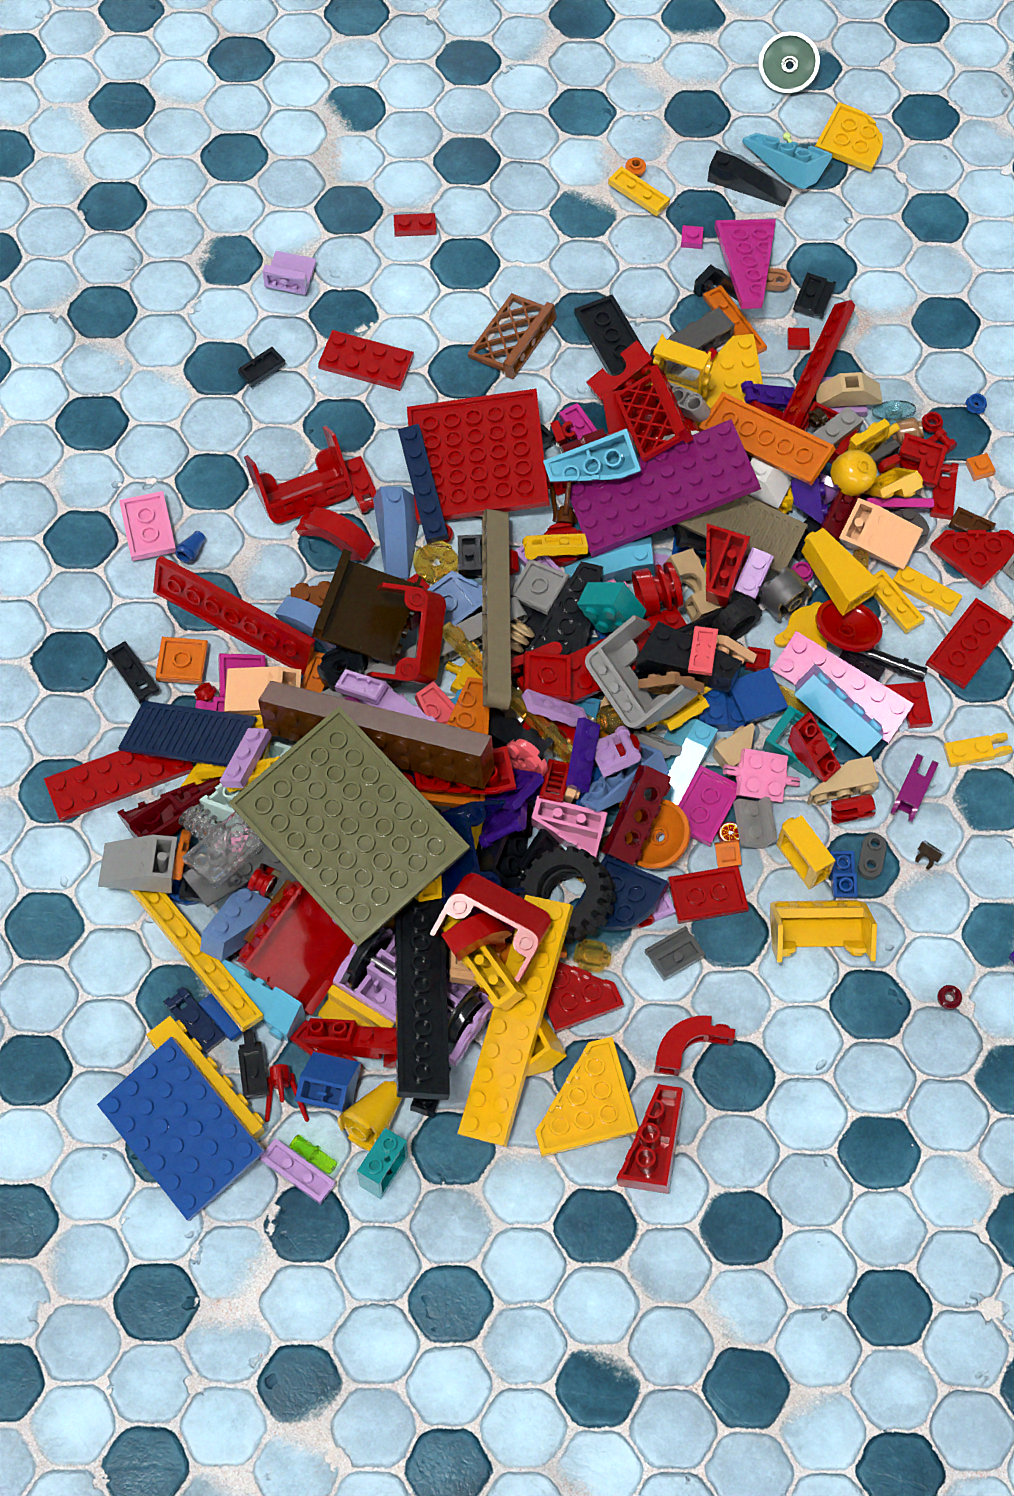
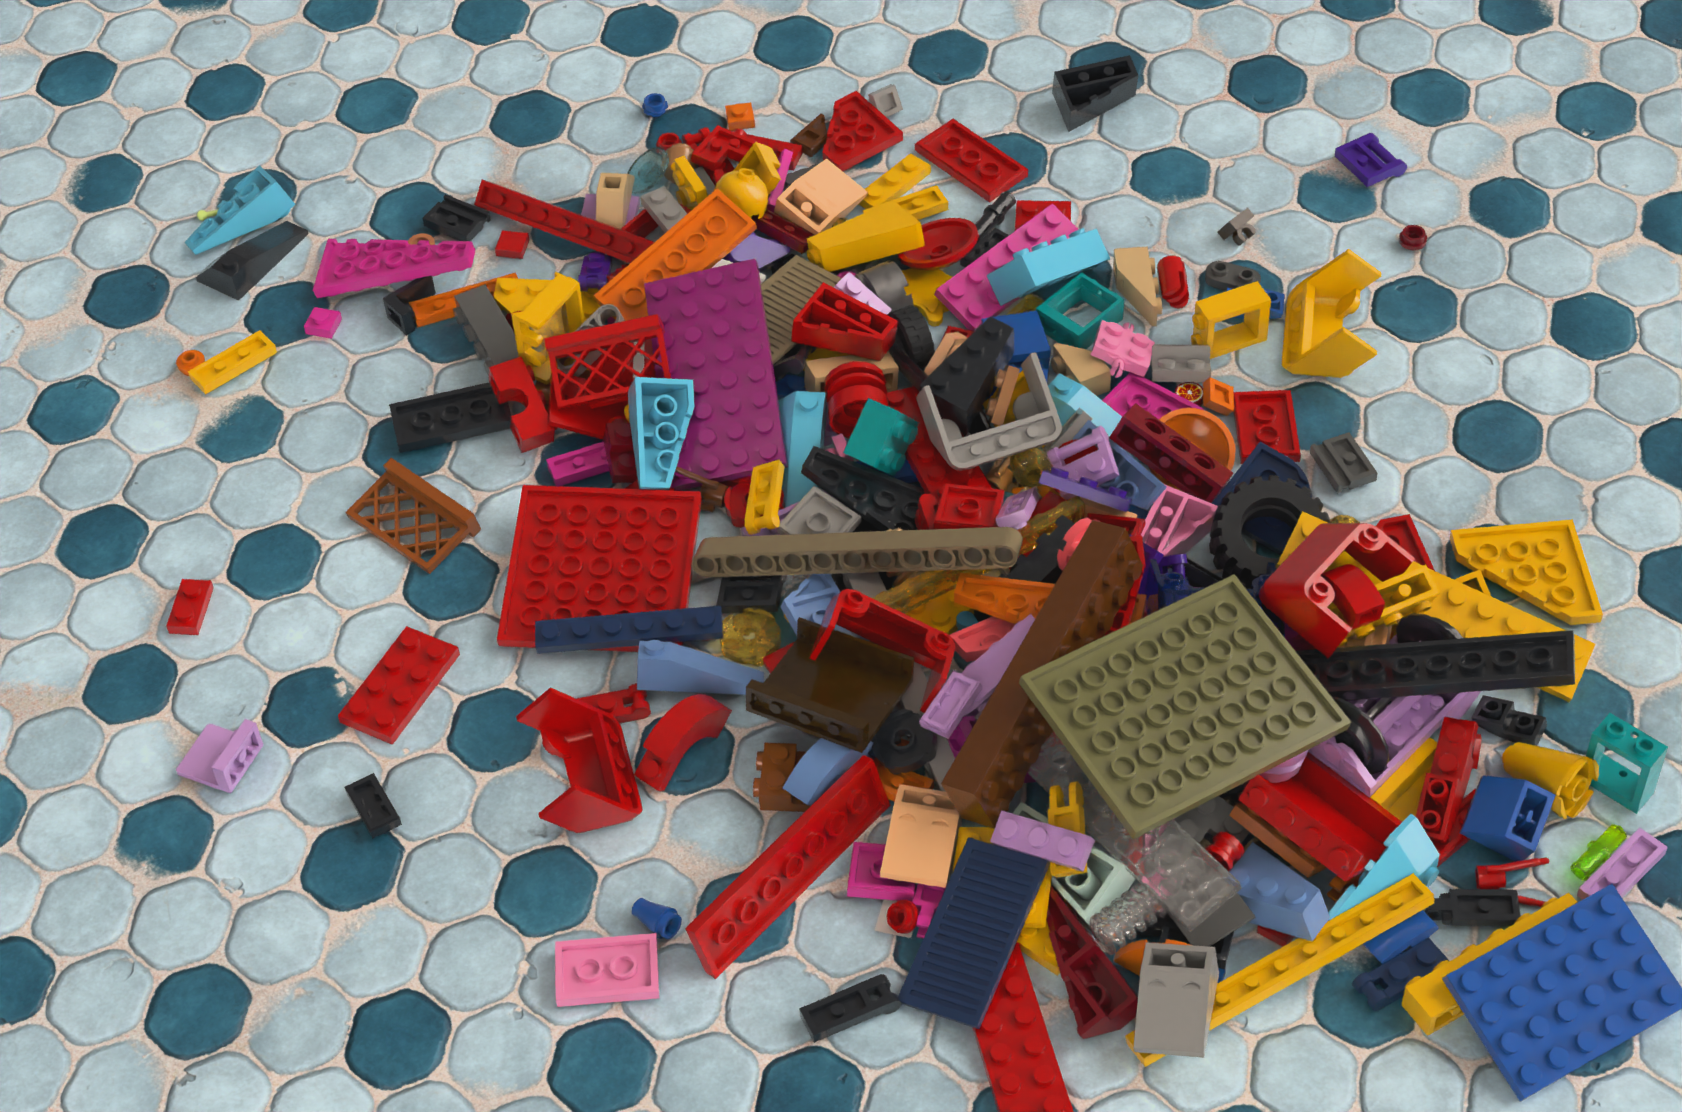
camera: 75 degrees left, 15 degrees down
(181, 660) = (842, 944): orange plate -> none
(560, 432) = (590, 478): red tile -> none
(652, 1153) = (1598, 504): red wedge -> none
(685, 1034) = (1458, 472): red arch -> none
(703, 650) = (977, 339): coral plate -> none
(785, 49) = (100, 174): sand green dish -> none
(812, 748) = (1105, 284): red slope -> none
(817, 418) = (649, 225): dark brown plate -> none
(852, 137) = (232, 153): yellow plate -> none
(914, 789) = (1153, 226): magenta piece -> none
(975, 749) = (1109, 175): yellow hinge -> none

